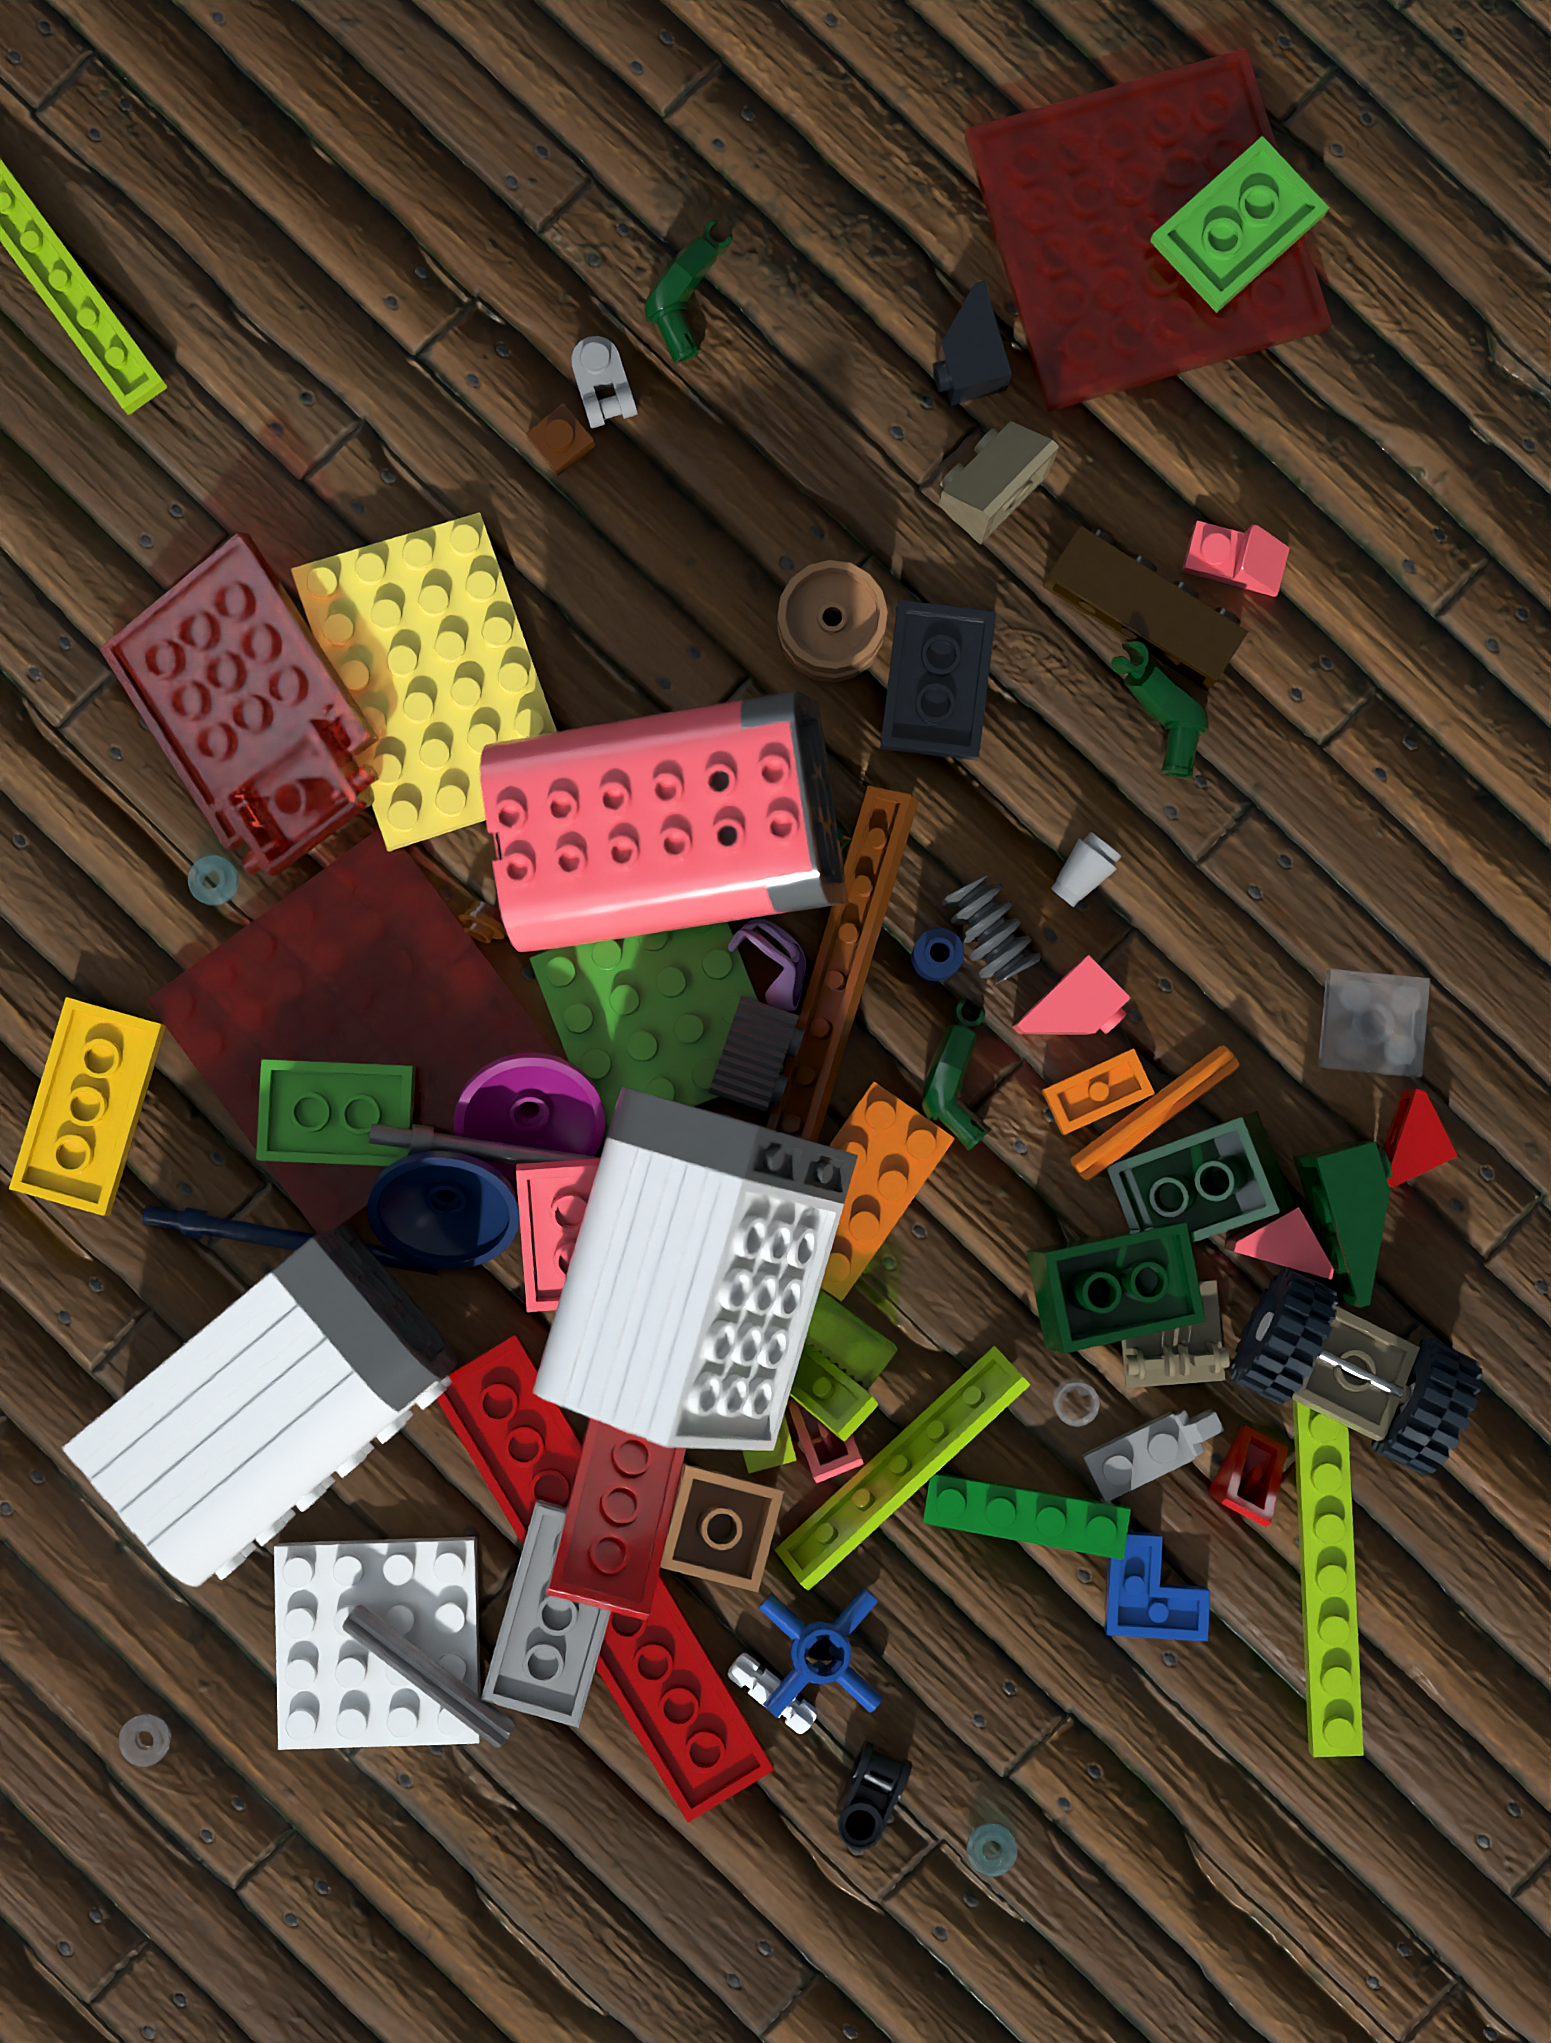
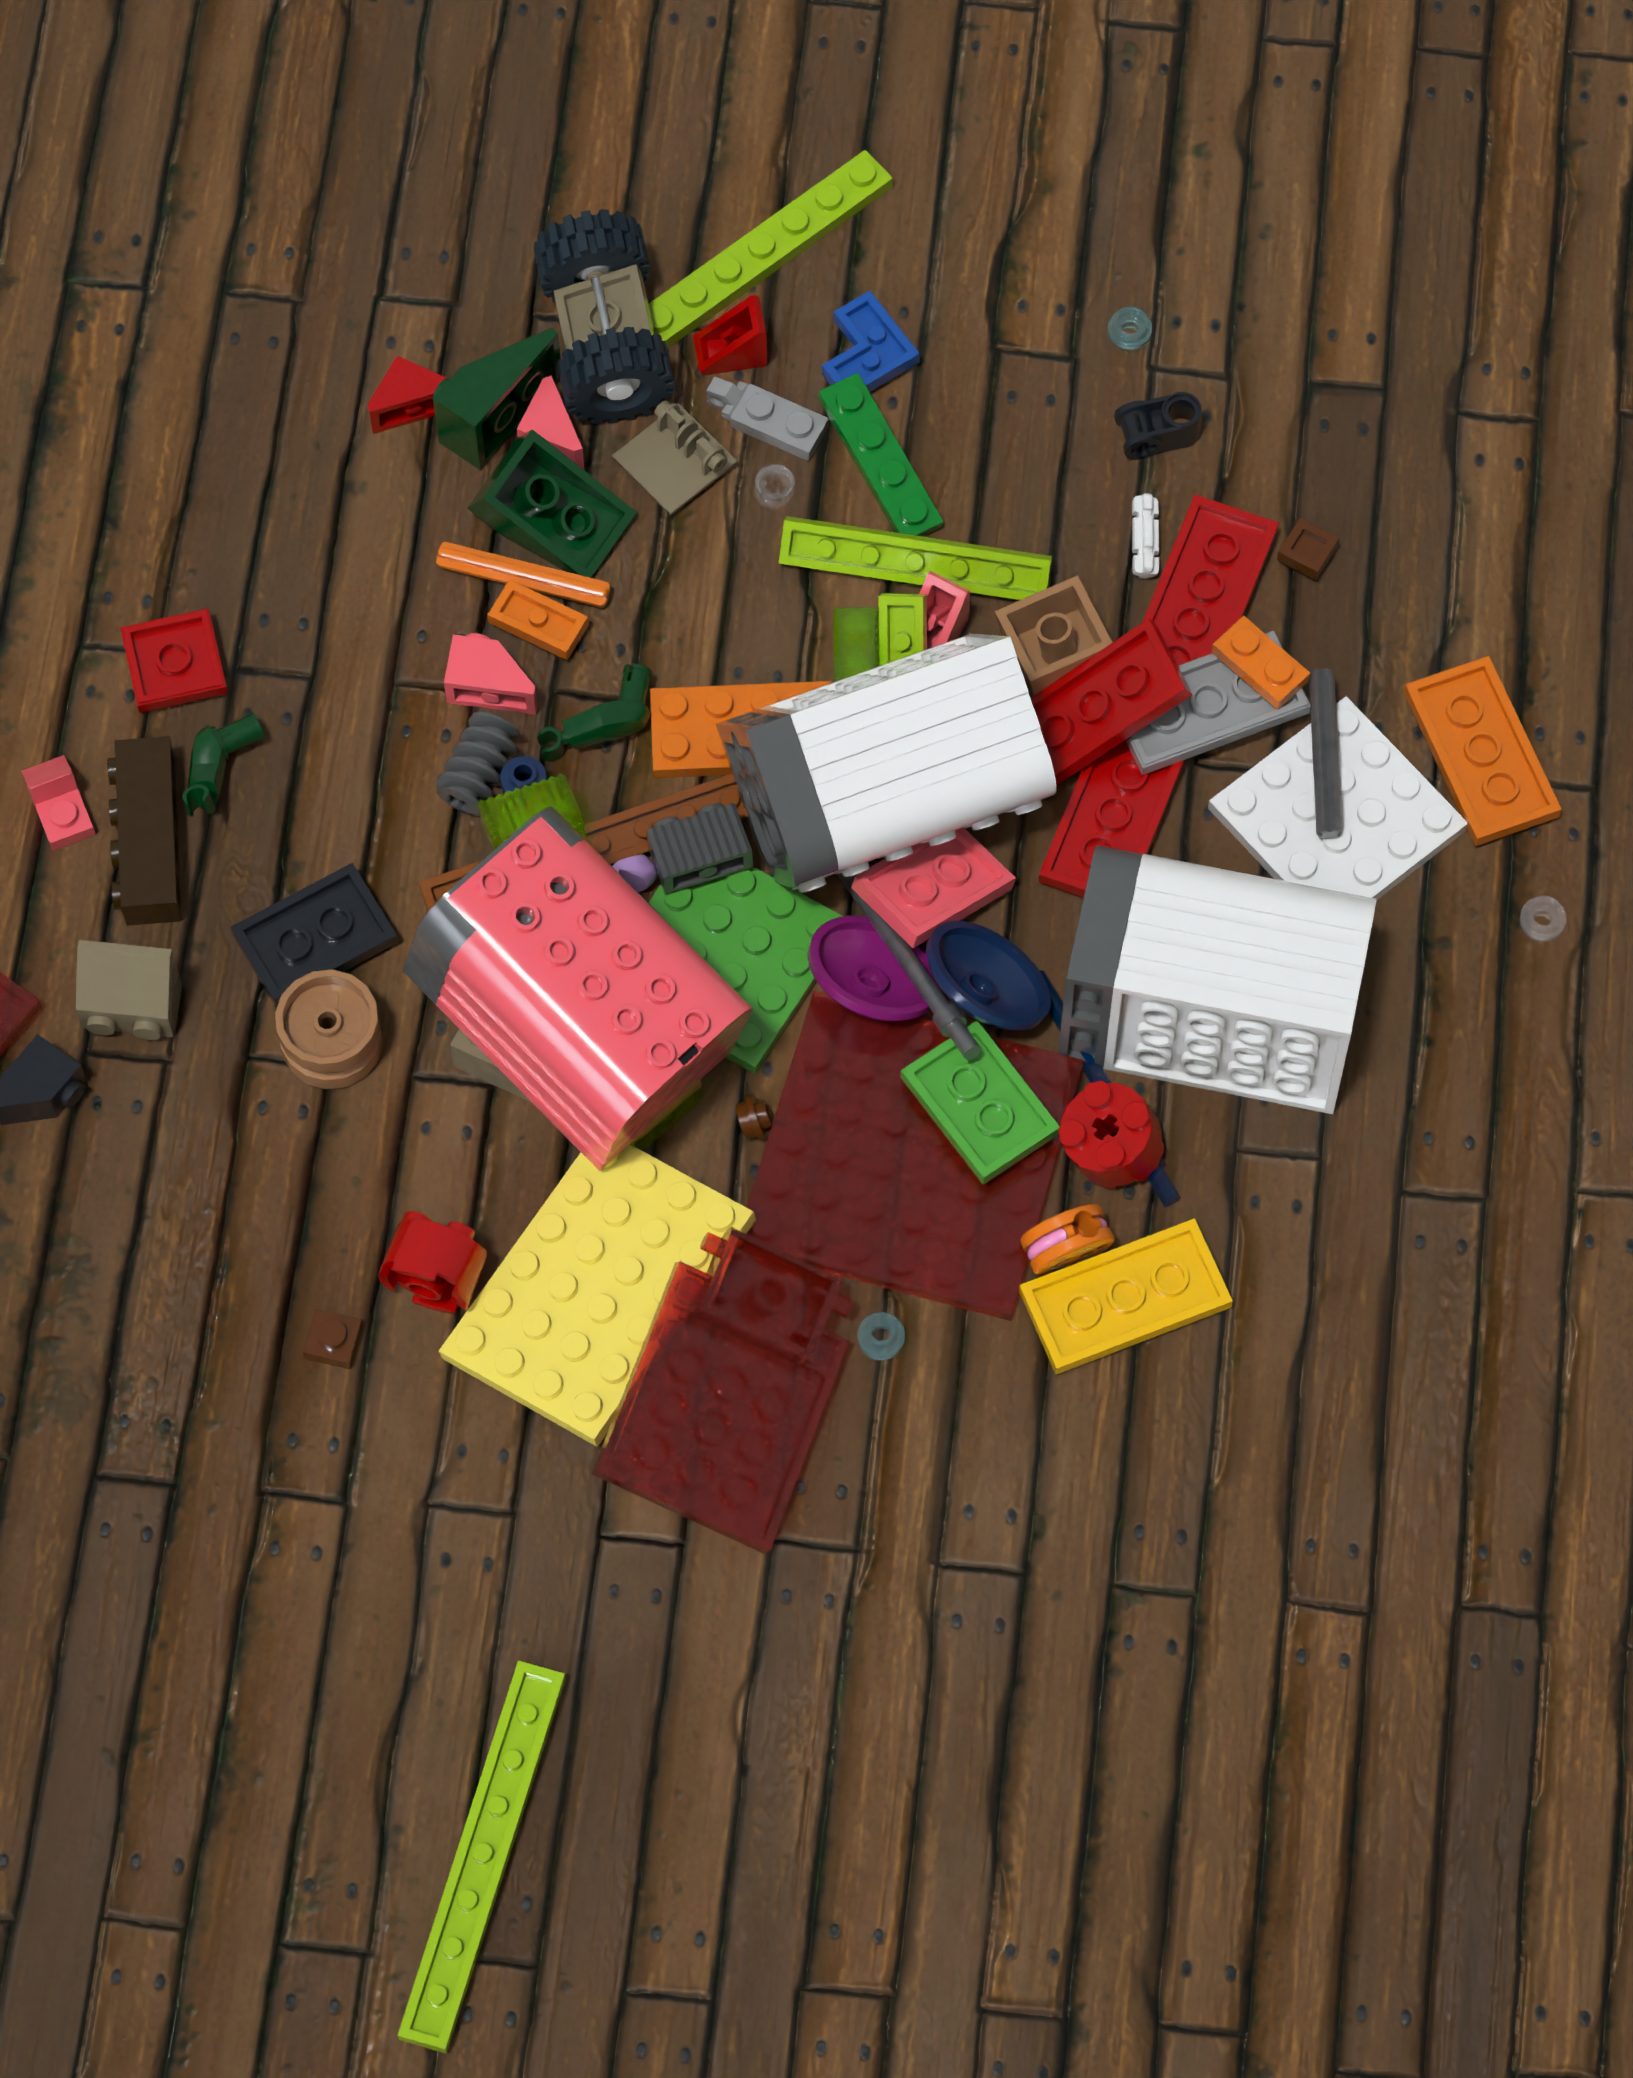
camera: 130 degrees left, 20 degrees down
(160, 1091) = (1067, 1239): none -> orange head
(215, 1174) = (1088, 1130): none -> red brick
(335, 1820) = (1482, 750): none -> orange plate
(547, 551) = (433, 1262): none -> red brick
(550, 1688) = (1260, 662): none -> orange plate
(596, 368) = (251, 1353): light grey plate -> none
(646, 1828) = (1308, 548): none -> reddish brown plate
(673, 291) = (142, 1328): dark green arm -> none
(804, 1636) = (1079, 530): blue bar -> none
(887, 926) = (510, 811): none -> clear neon green brick
(1085, 869) = (378, 738): light grey cone -> none
(1115, 1287) = (673, 509): dark green slope -> none
(1298, 748) = (173, 660): none -> red plate
(1374, 1023) = (340, 480): clear plate -> none

